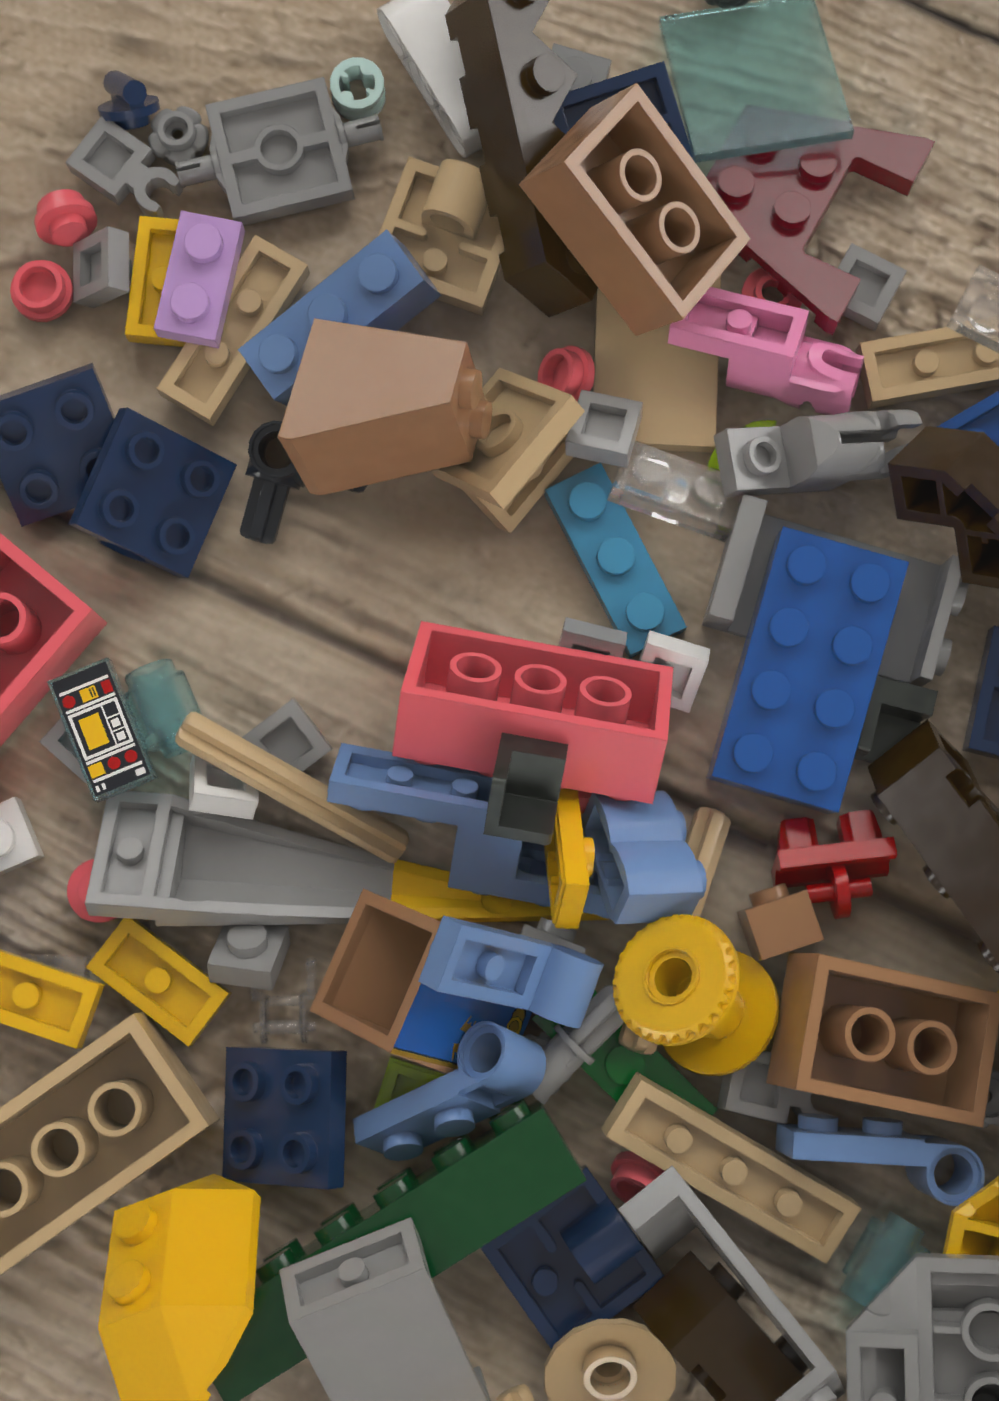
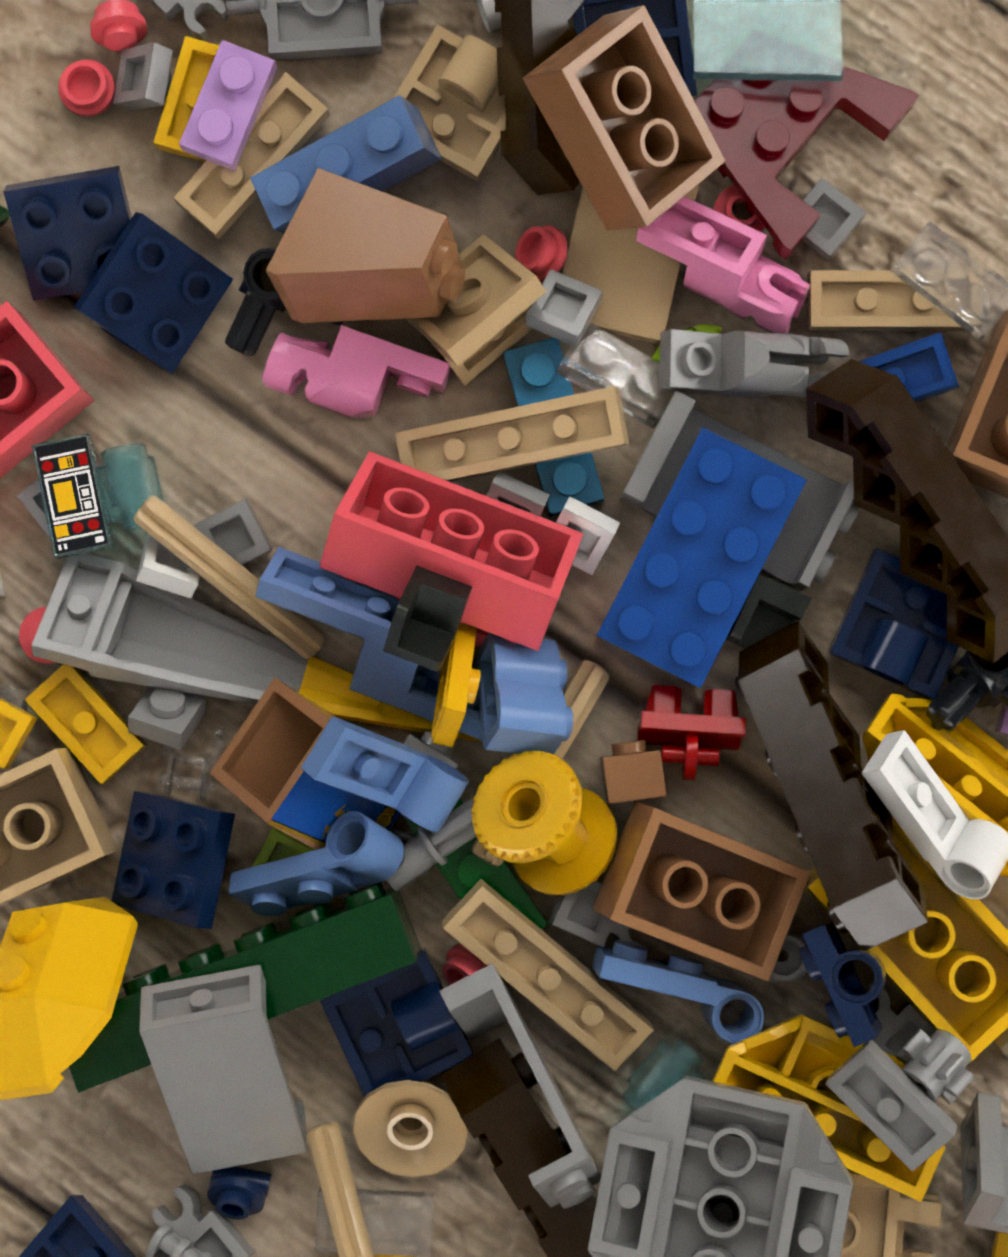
camera: 15 degrees right, 5 degrees up
(388, 540) = (353, 373): none -> bright pink plate
(580, 574) = (517, 436): none -> tan plate

